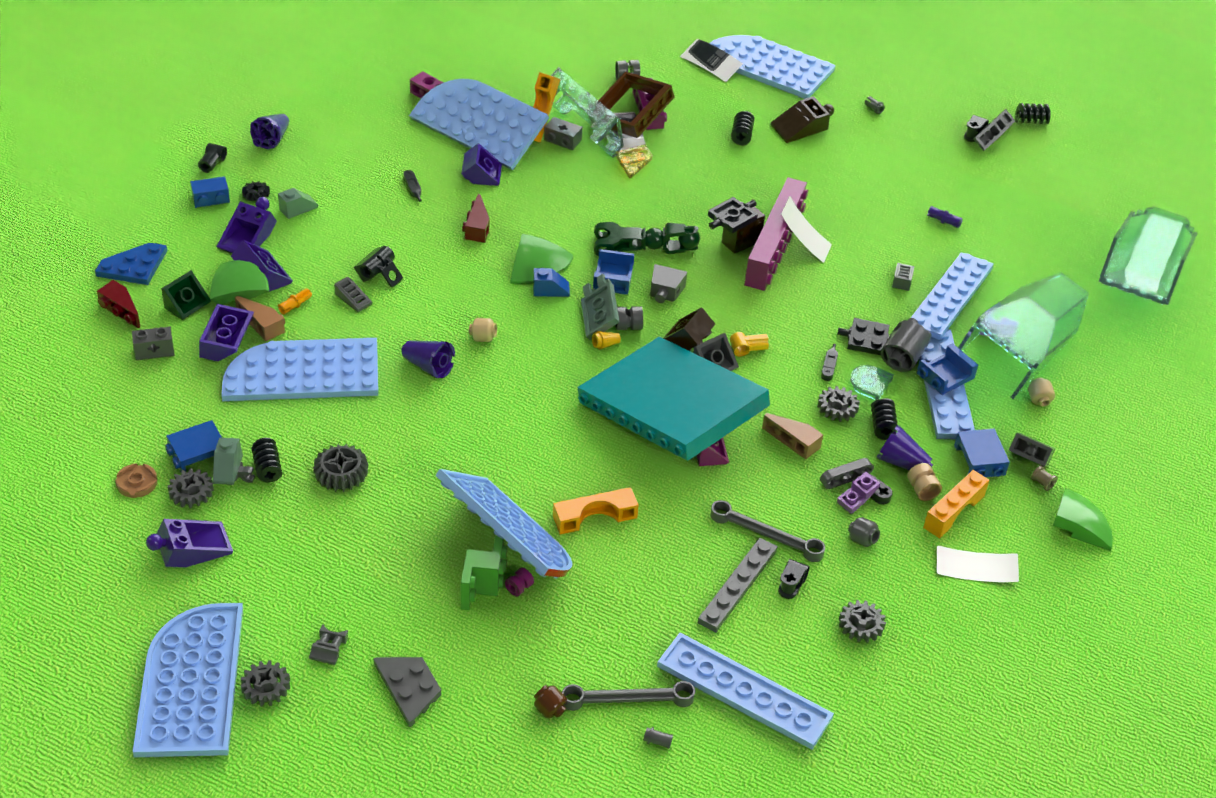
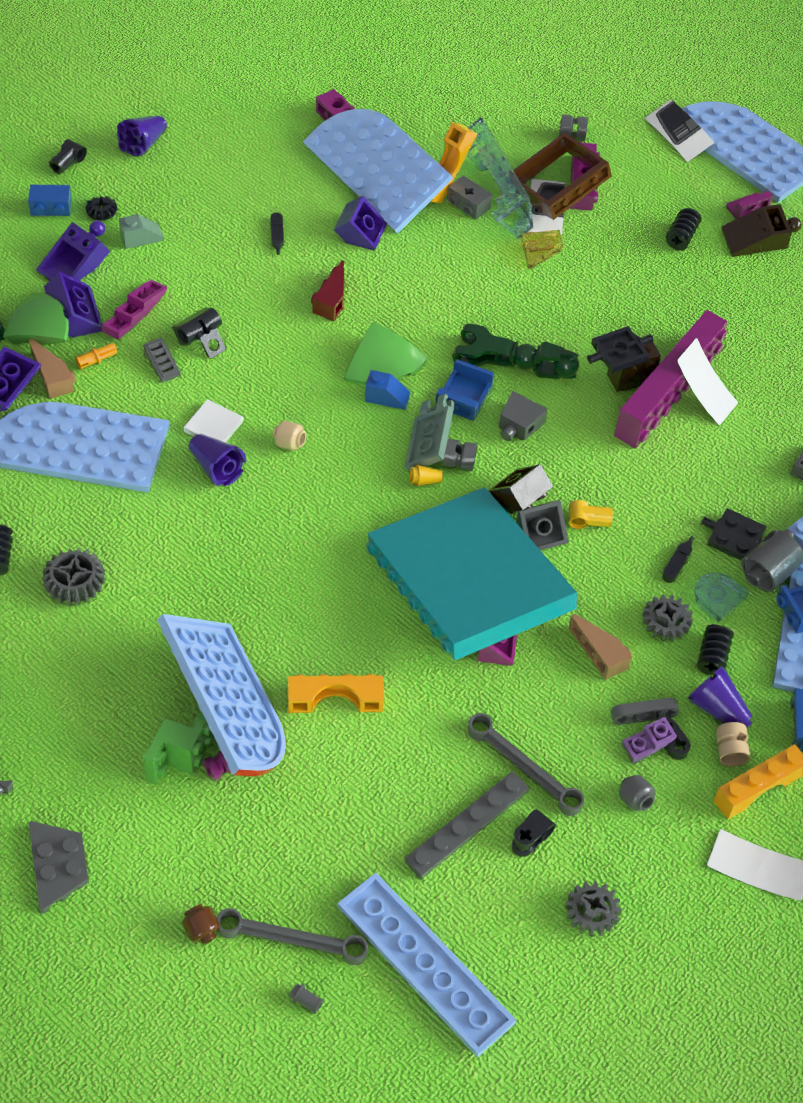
camera: 15 degrees right, 10 degrees up
(314, 261) = (135, 309): none -> magenta slope
(414, 330) = (214, 422): none -> white tile
(786, 102) = (749, 203): none -> magenta panel

